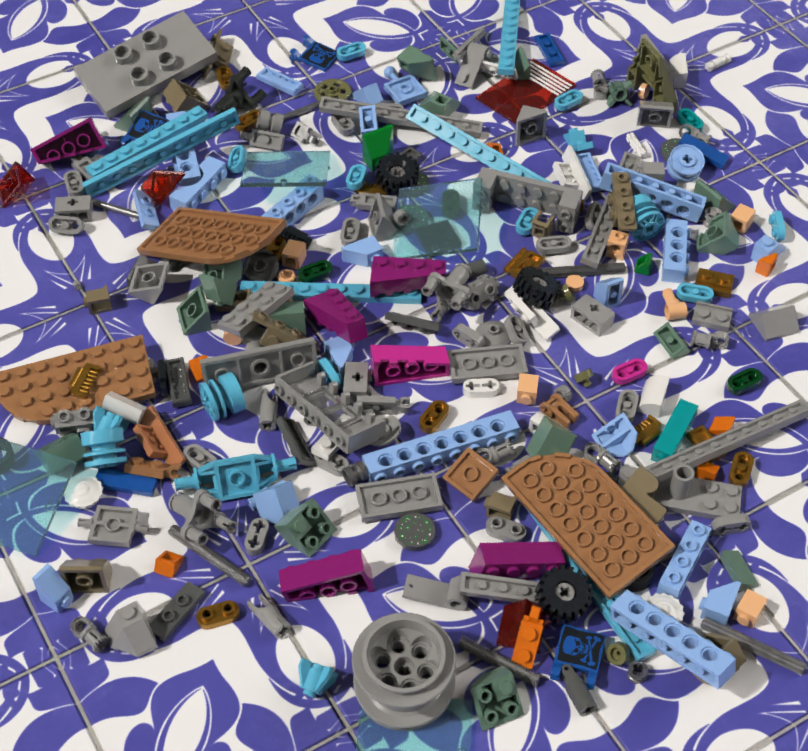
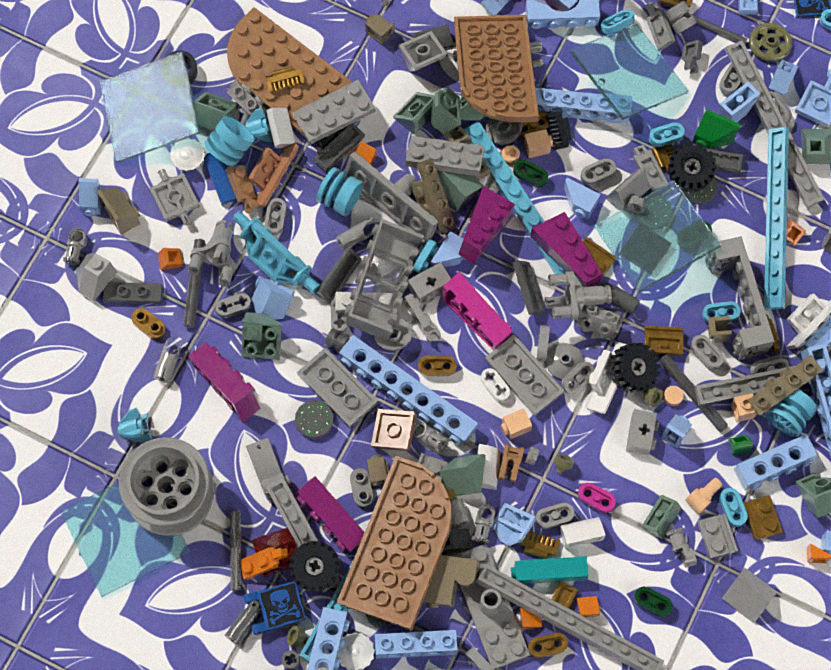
camera: 55 degrees right, 20 degrees up
(147, 360) = (334, 111): none -> light grey plate
(496, 698) = (198, 565): sand green slope -> none

